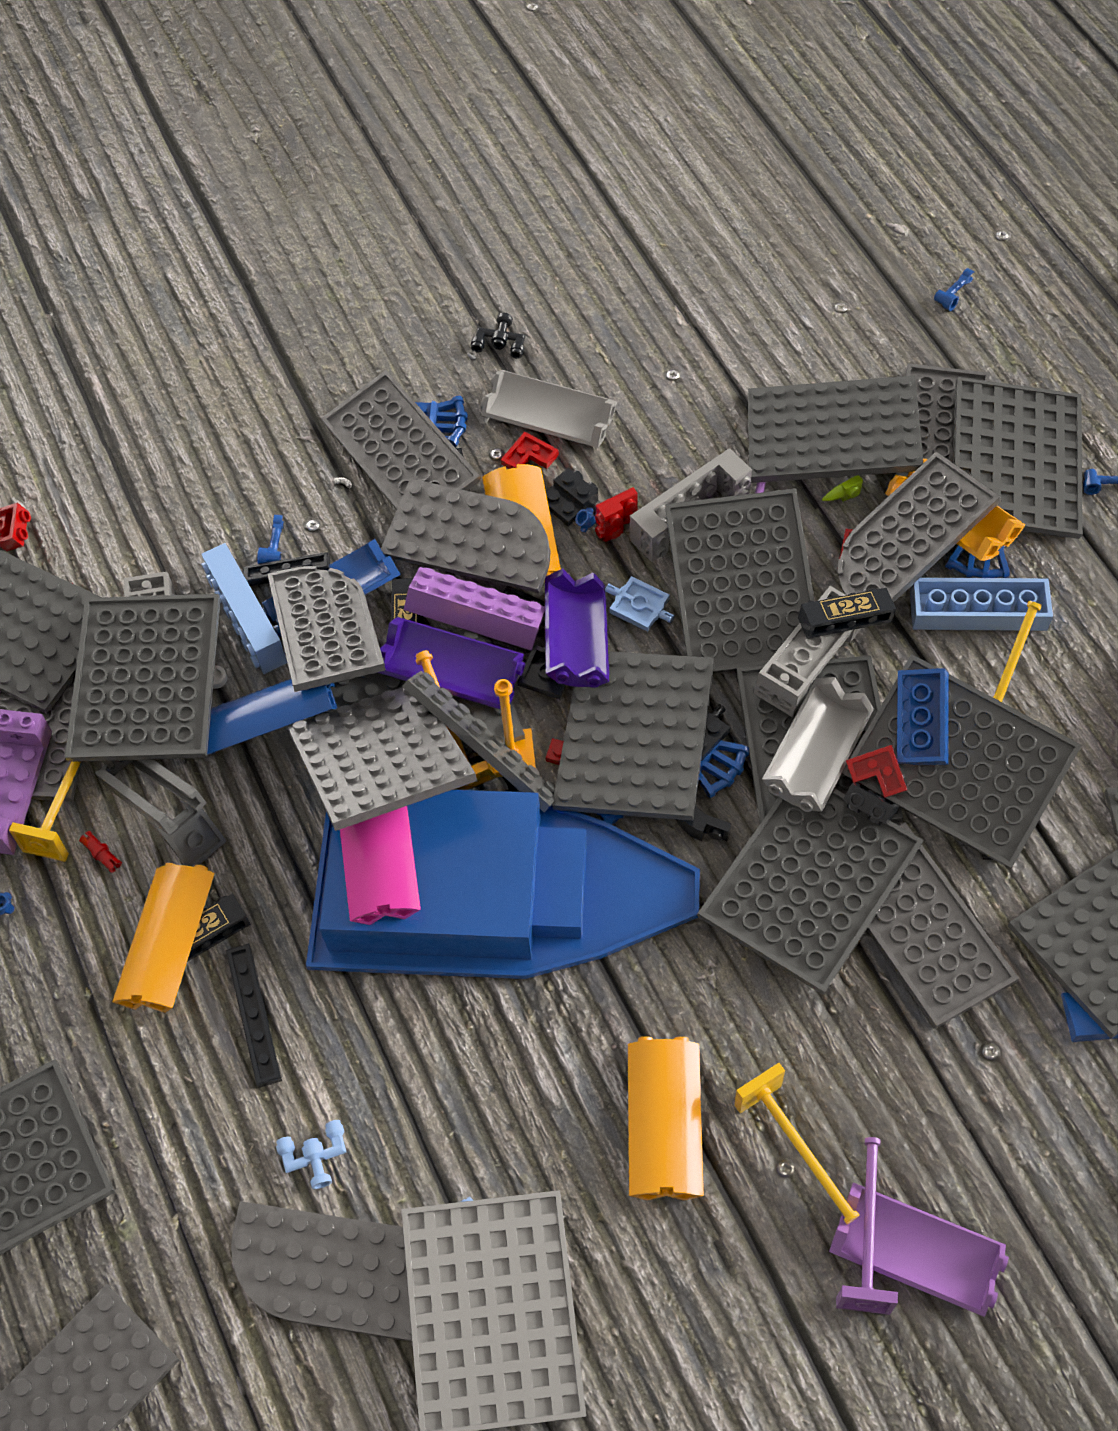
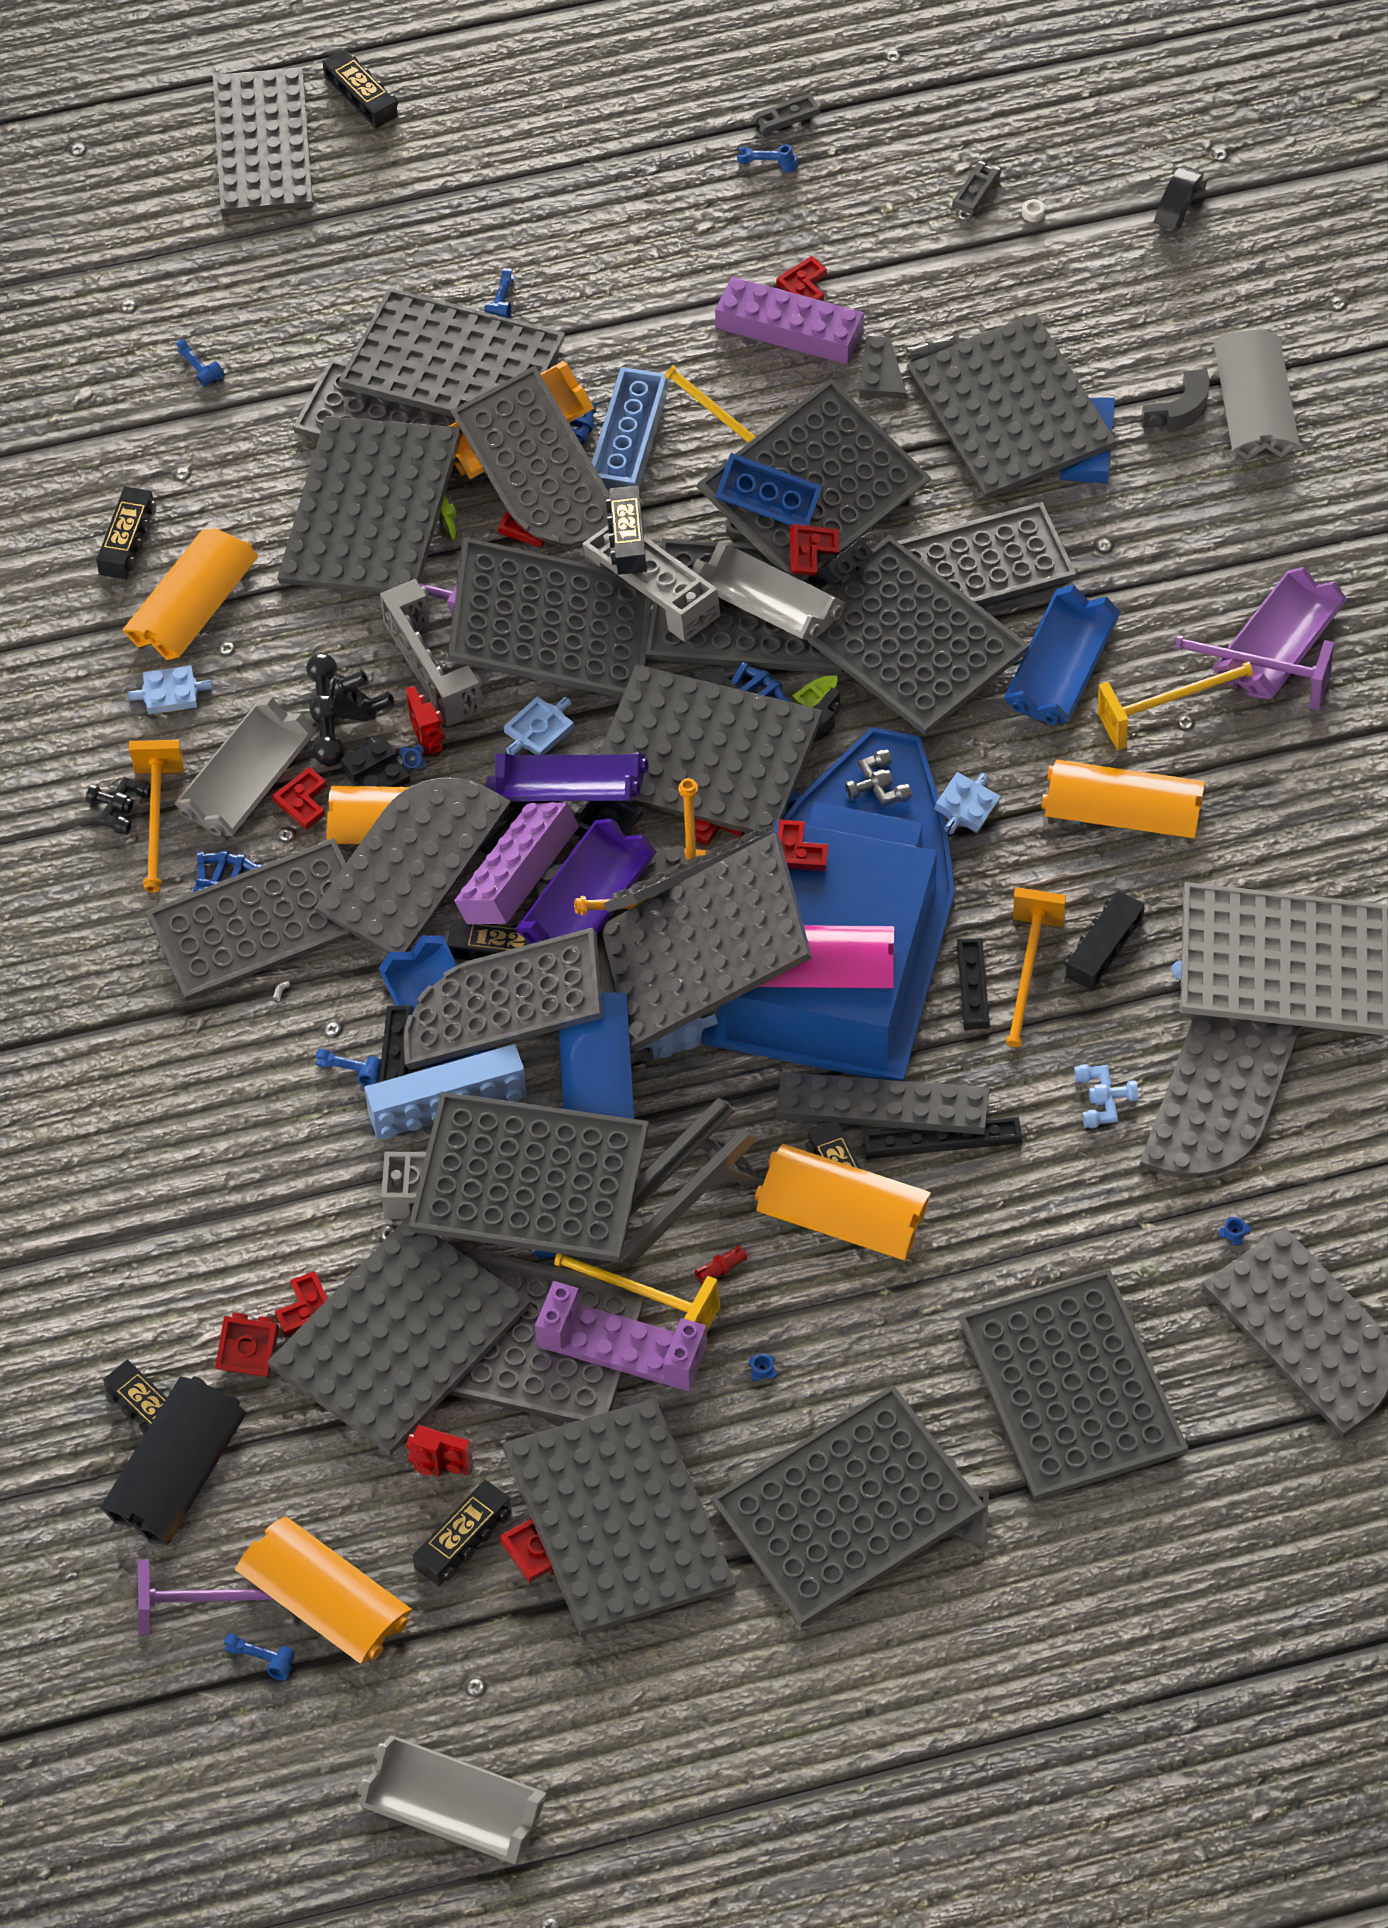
camera: 80 degrees left, 5 degrees down
(51, 561) = (310, 1298): none -> red plate
(163, 1308) = (1238, 1224): none -> blue plate
(280, 957) = (883, 1103): none -> dark grey plate
(428, 1012) = (973, 983): none -> black tile
(493, 1126) = (1104, 940): none -> black brick
(499, 807) = (798, 853): none -> red plate
(509, 1055) = (1039, 909): none -> light orange tile
(536, 346) = (155, 758): none -> light orange tile
(618, 345) = (169, 690): none -> light blue plate
(621, 449) = (338, 701): none -> black connector
(630, 969) = (966, 802): none -> light blue plate
(634, 884) = (878, 781): none -> flat silver piece
(713, 334) = (190, 592): none -> light orange cylinder
(729, 812) = (814, 691): none -> lime plate
(764, 280) = (126, 533): none -> black brick
(830, 1029) = (1062, 656): none -> blue cylinder

